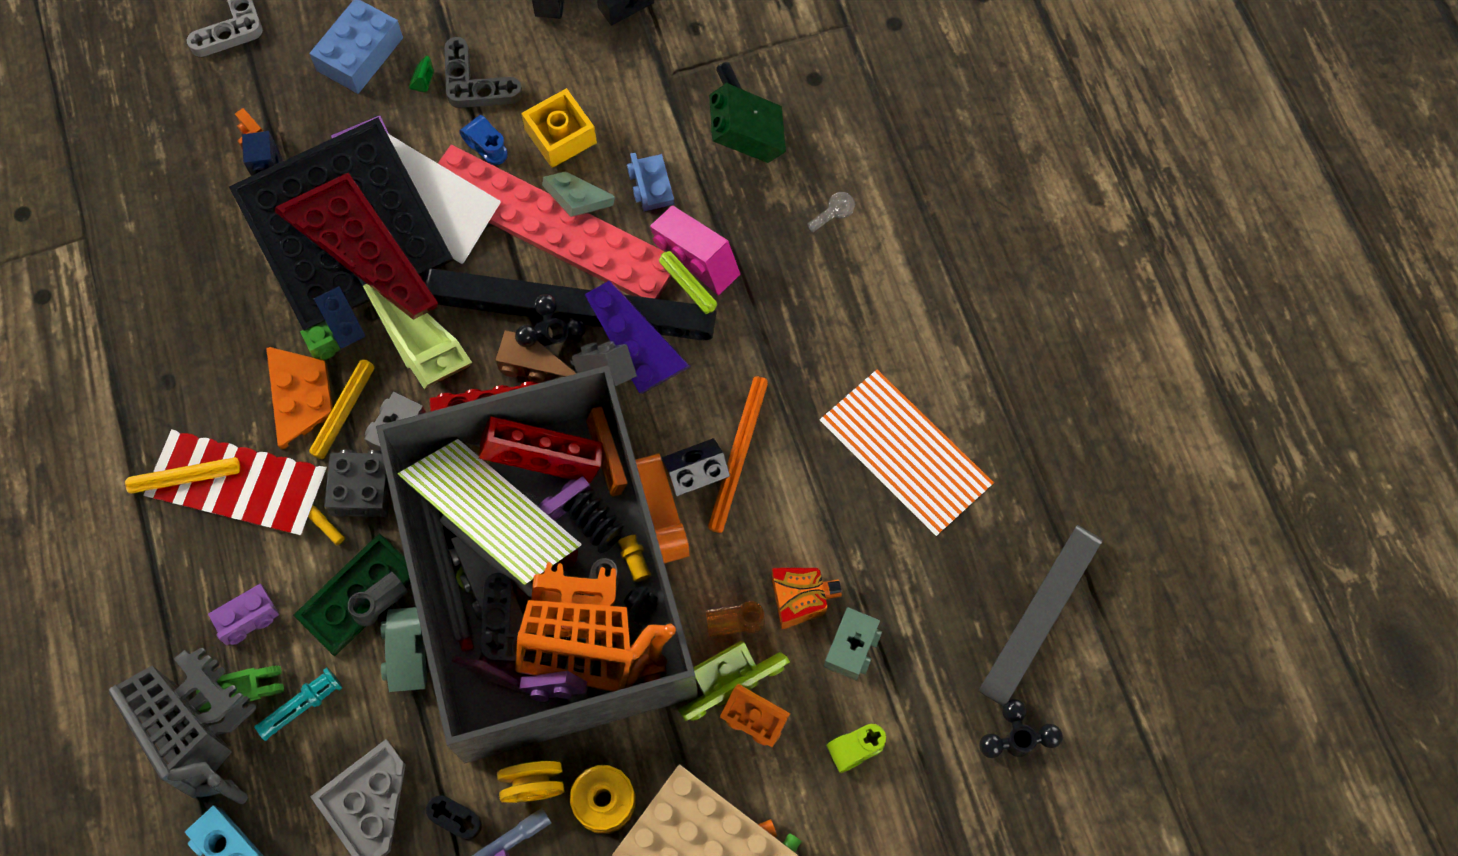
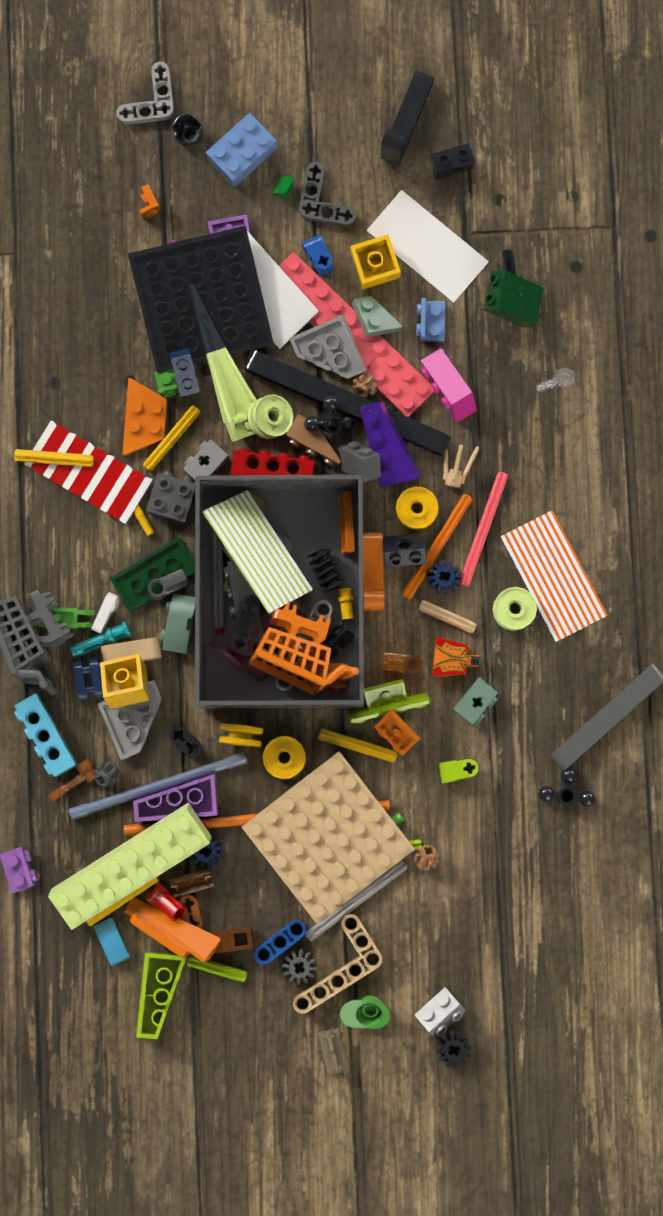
camera: 20 degrees right, 15 degrees up
(243, 615) = (76, 568): medium lavender bracket -> none
(259, 152) = (154, 230): dark blue brick -> none
(282, 38) = (188, 129): none -> black hair
(297, 659) = (105, 612): none -> white piece
(308, 771) = (82, 688): none -> dark blue brick
(341, 750) = (124, 681): none -> yellow brick
(345, 709) = (147, 648): none -> tan beam
(350, 231) = (206, 311): dark red wing -> none
(458, 354) = (280, 412): none -> yellowish green wheel
(528, 240) = (330, 347): none -> light grey plate
(540, 450) = (301, 513): red brick -> none
(551, 685) = (265, 678): medium lavender plate -> none
(554, 505) = (299, 553): medium lavender plate -> none
(585, 275) = (364, 385): none -> medium nougat gear
(626, 100) = (428, 246): none -> white sticker
(688, 282) = (436, 412): lime axle -> none
(697, 394) = (420, 496): none -> yellow wheel
(704, 752) = (357, 745): none -> yellow axle
(736, 361) = (454, 477): none -> tan plant
(758, 480) = (444, 570): none -> dark blue gear
(779, 541) = (447, 616): none -> tan axle
(793, 416) = (483, 529): none -> coral axle
(867, 488) = (526, 605): none -> yellowish green wheel

